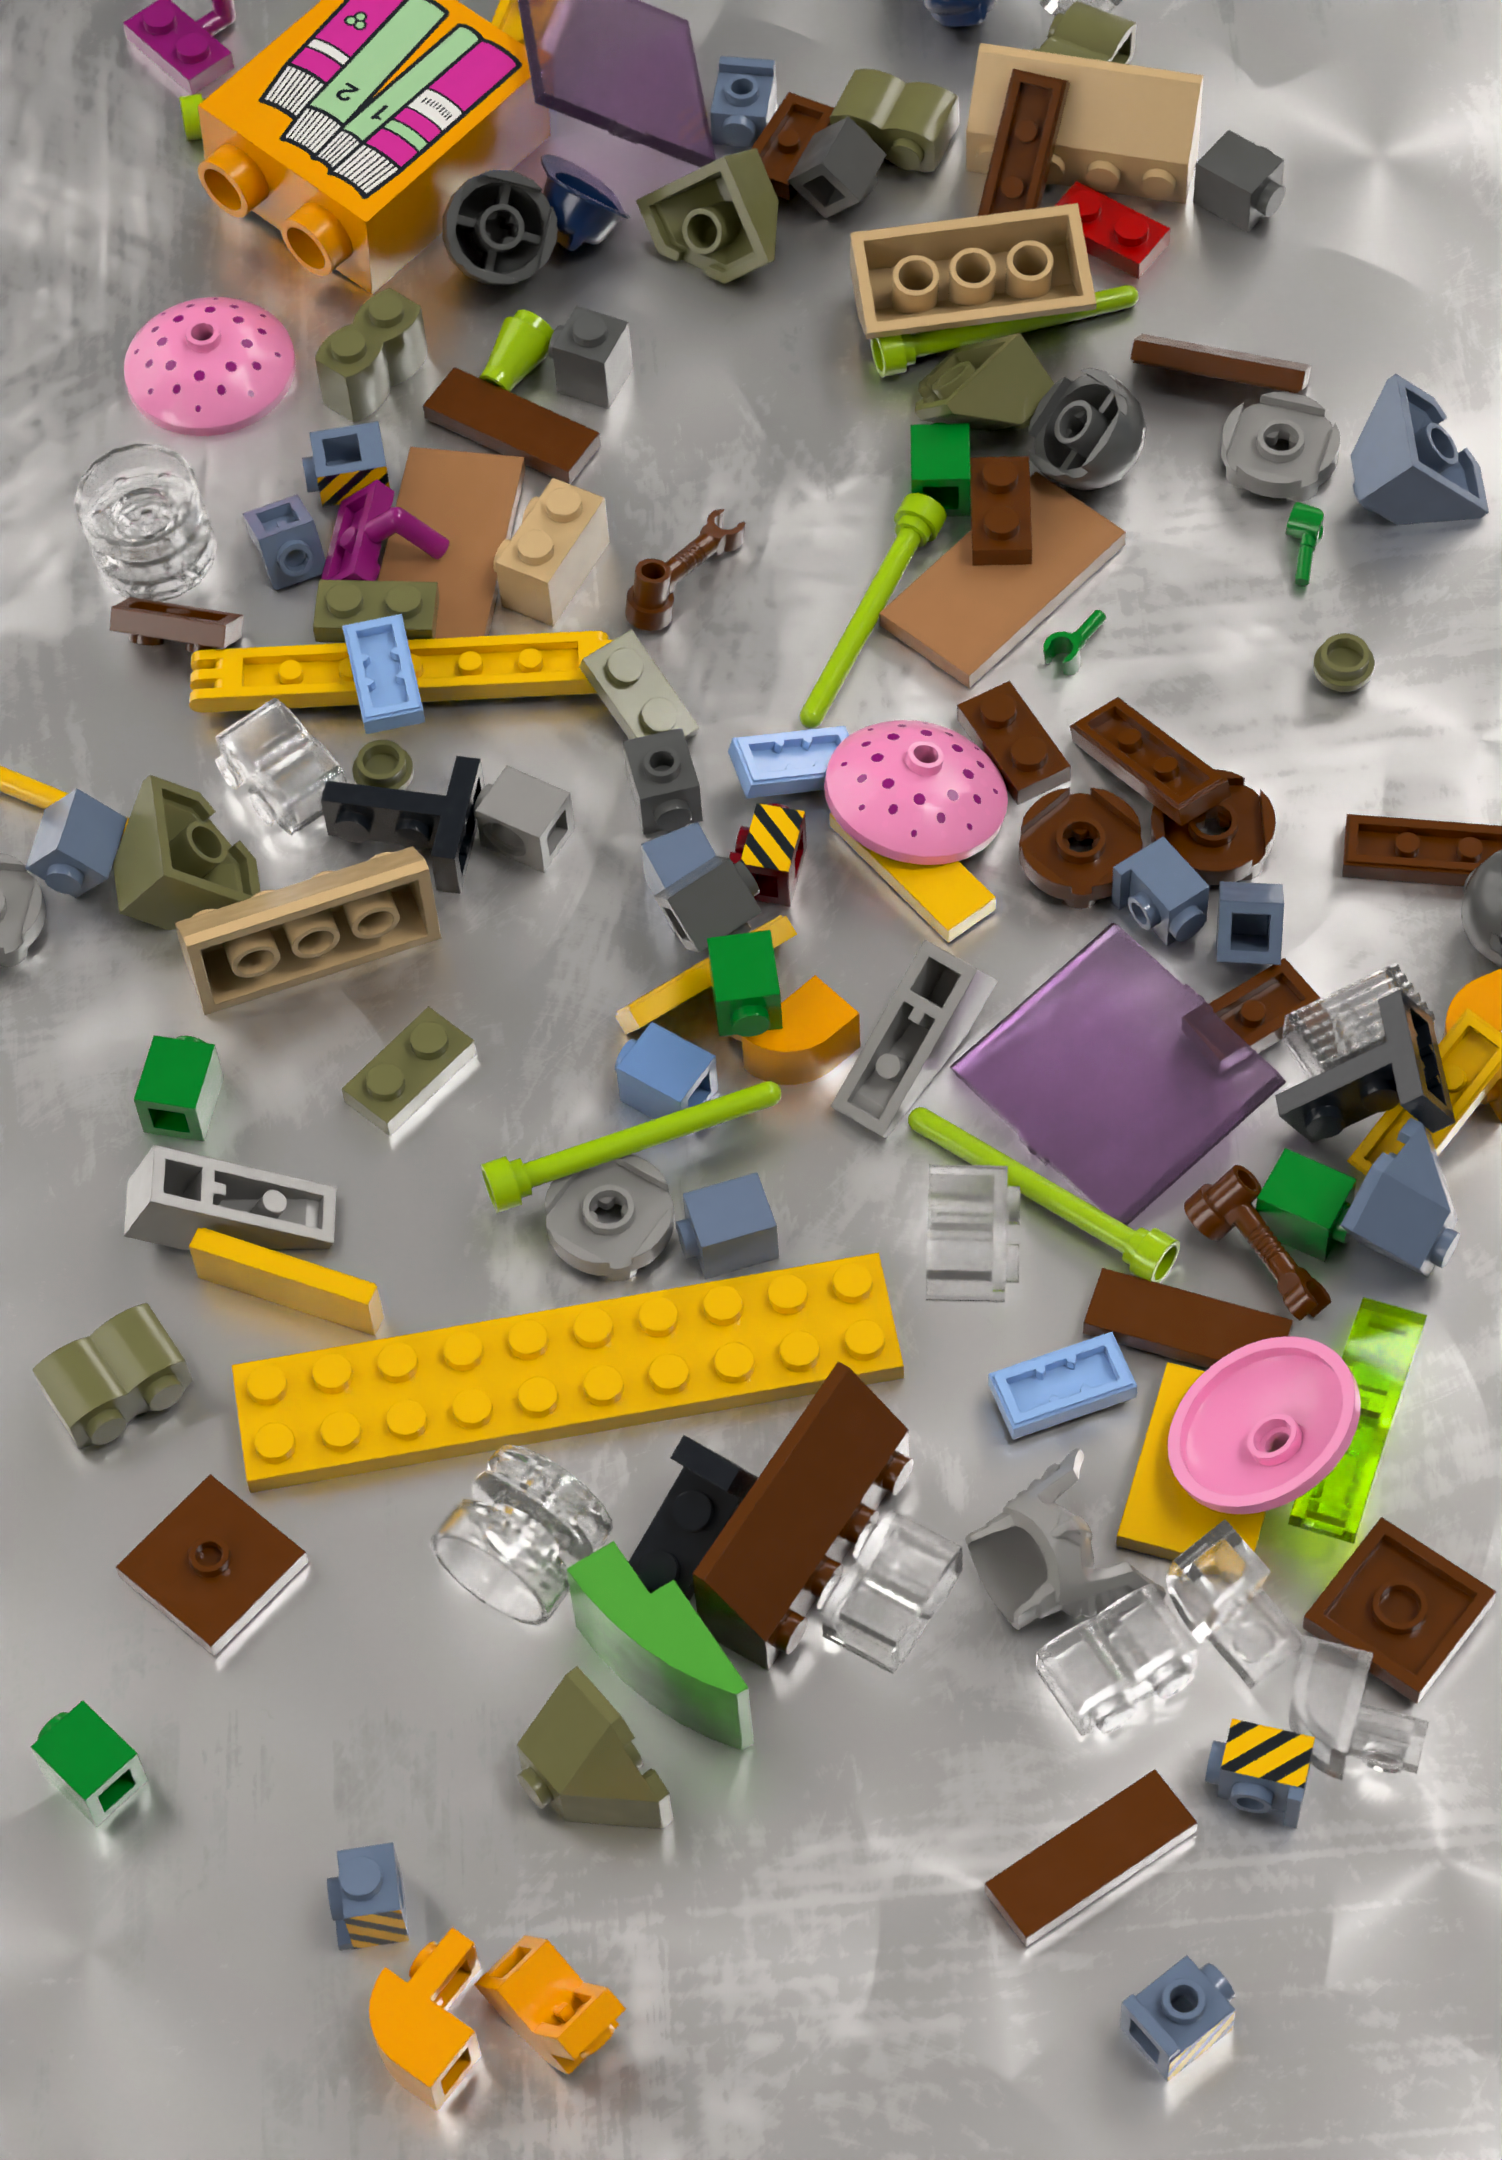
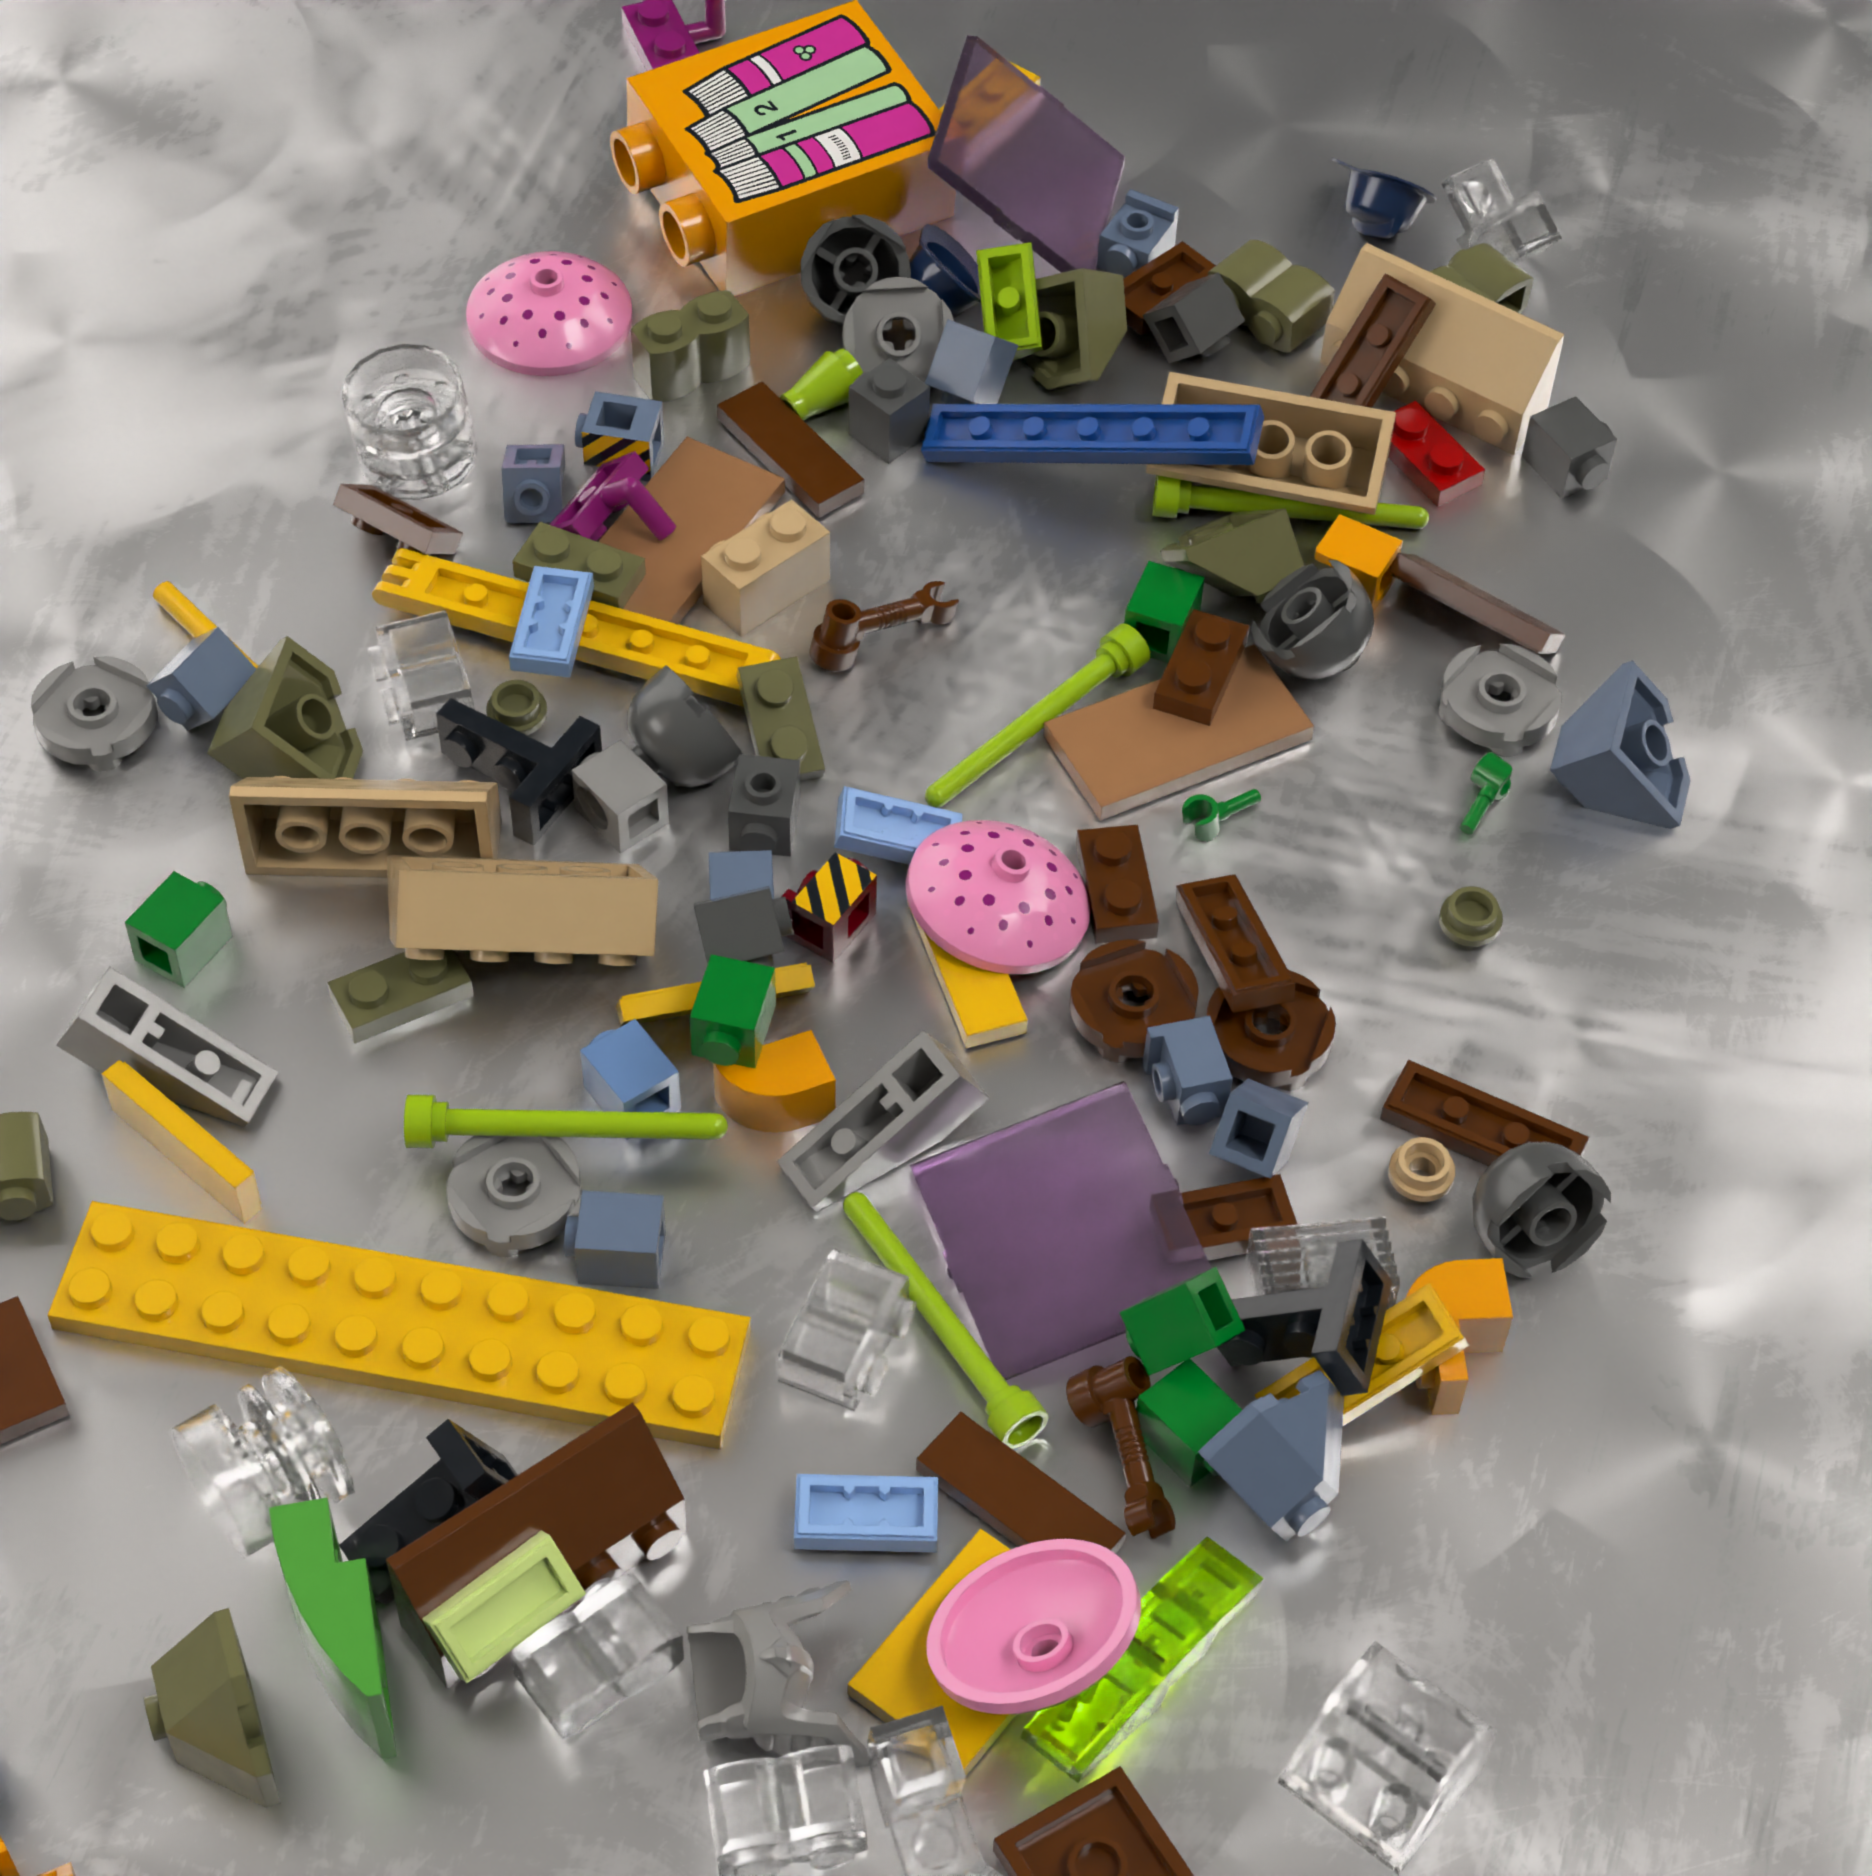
camera: 15 degrees right, 5 degrees down
(493, 955) = (521, 908): none -> tan slope
(554, 739) = (677, 733): none -> dark grey cylinder
(579, 247) = (895, 300): none -> light grey plate
(651, 287) = (970, 365): none -> sand blue brick
(659, 210) = (1010, 296): none -> lime slope
(801, 317) = (1094, 433): none -> blue tile
(802, 1578) = (503, 1606): none -> yellowish green tile
(1097, 347) = (1364, 551): none -> light orange panel
(1267, 1119) = (1181, 1321): none -> green brick
(1406, 896) = (1422, 1155): none -> tan plate

